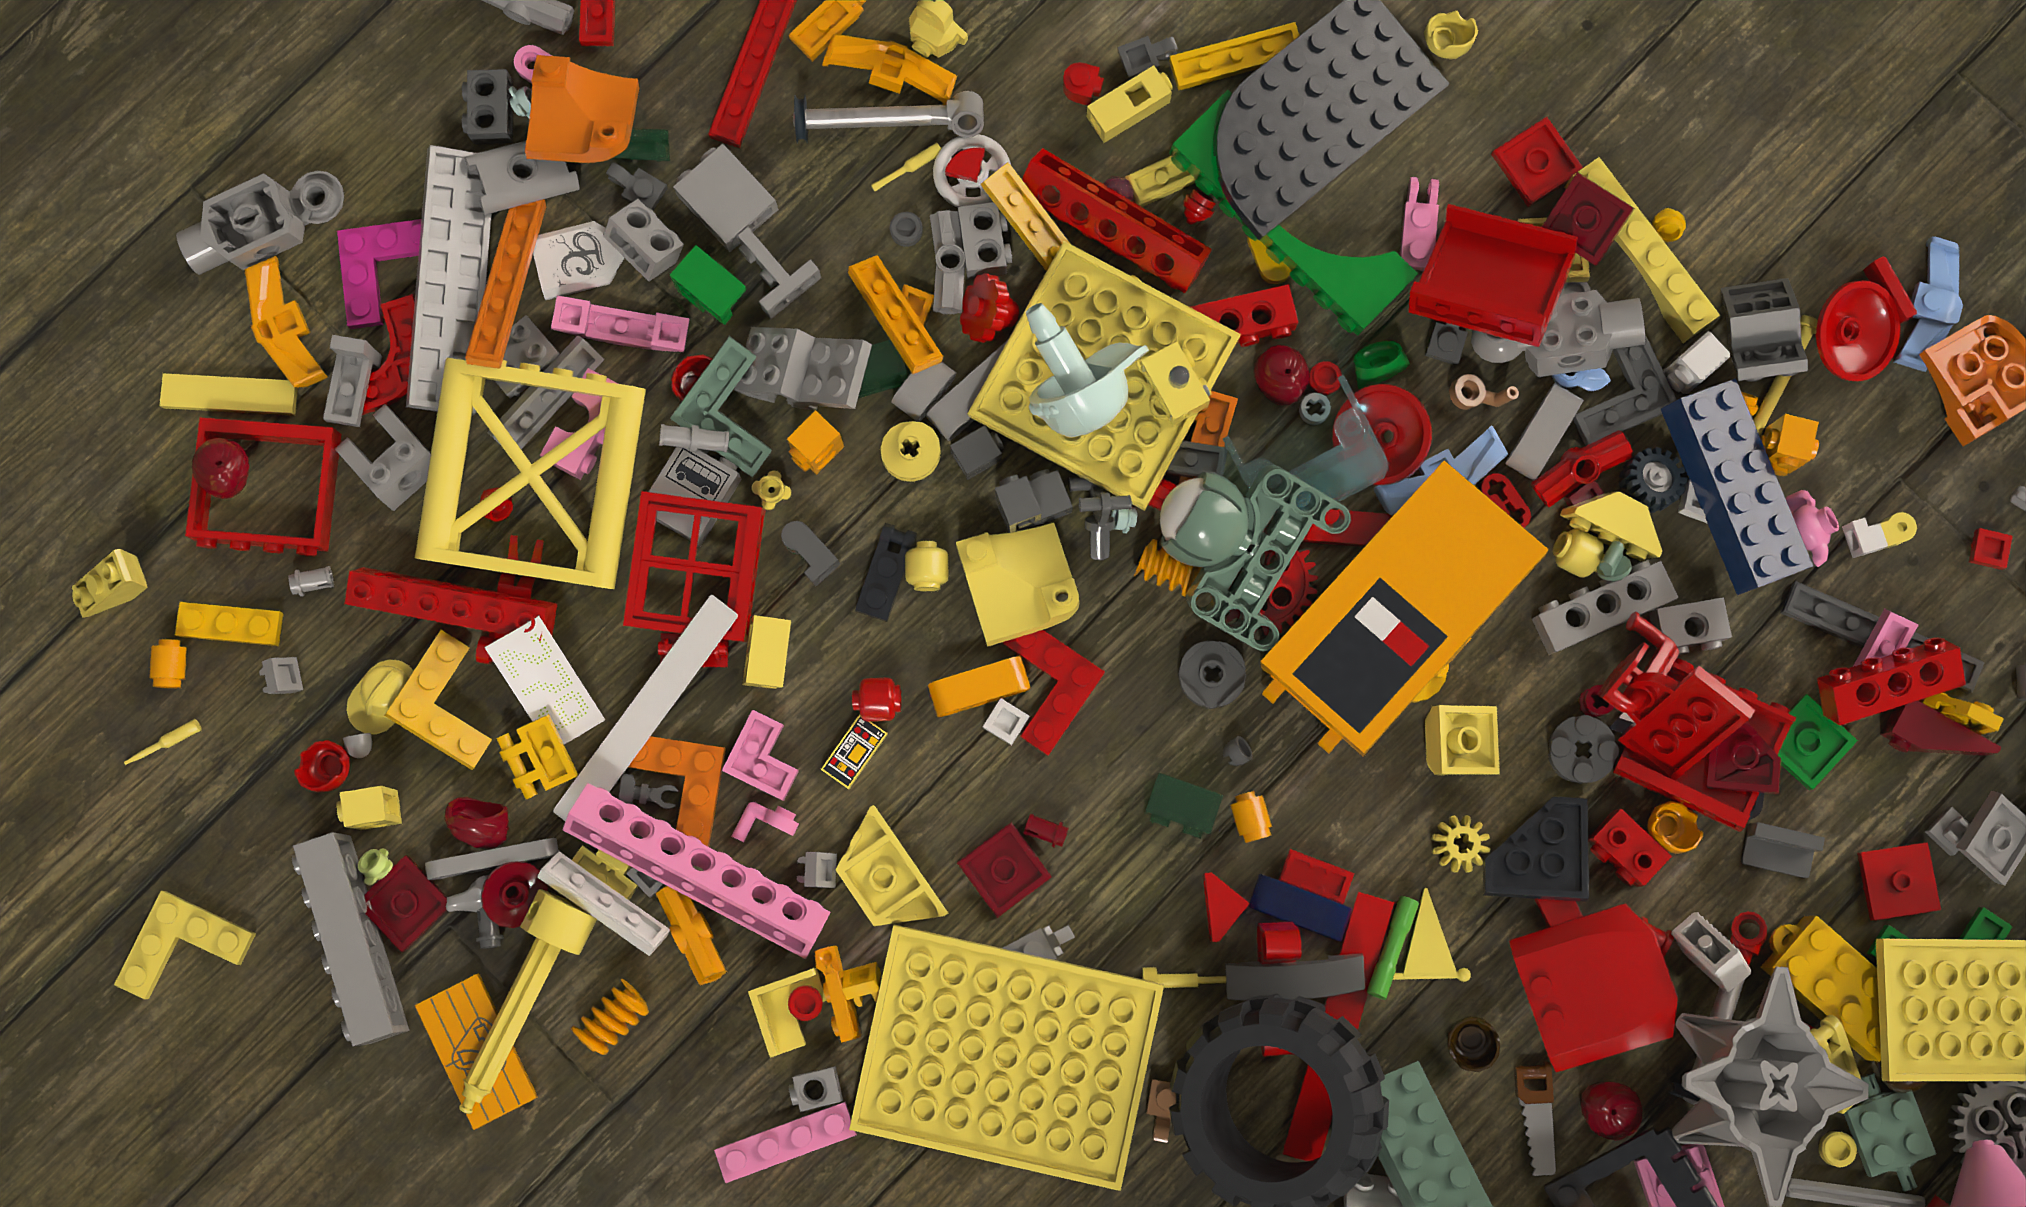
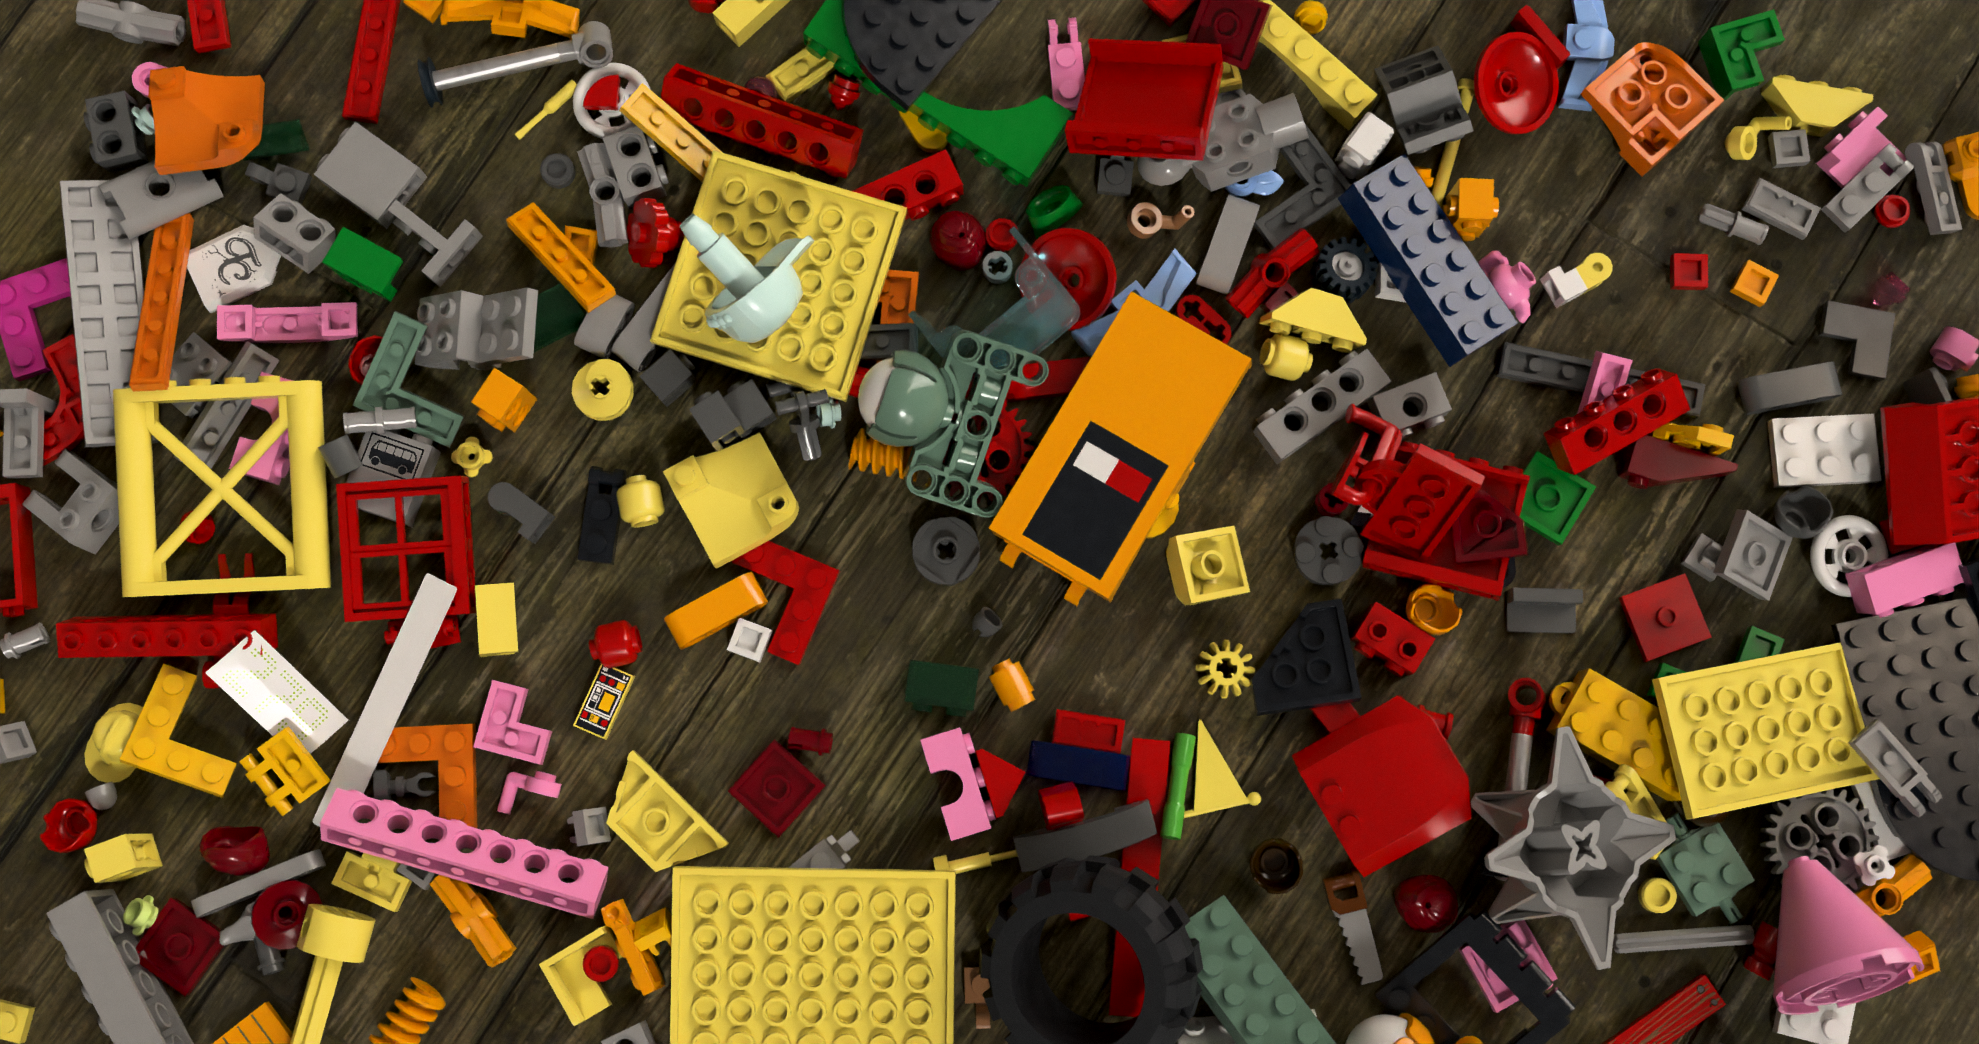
camera: 10 degrees left, 0 degrees up
(603, 903) = (376, 905): white tile -> none
(650, 465) = (340, 456): none -> dark grey piece
(1176, 383) = (849, 268): light yellow piece -> none
(1181, 870) = (951, 752): none -> bright pink arch
(1614, 565) = (1321, 361): sand green plate -> none
(1711, 952) = (1493, 725): white brick -> none

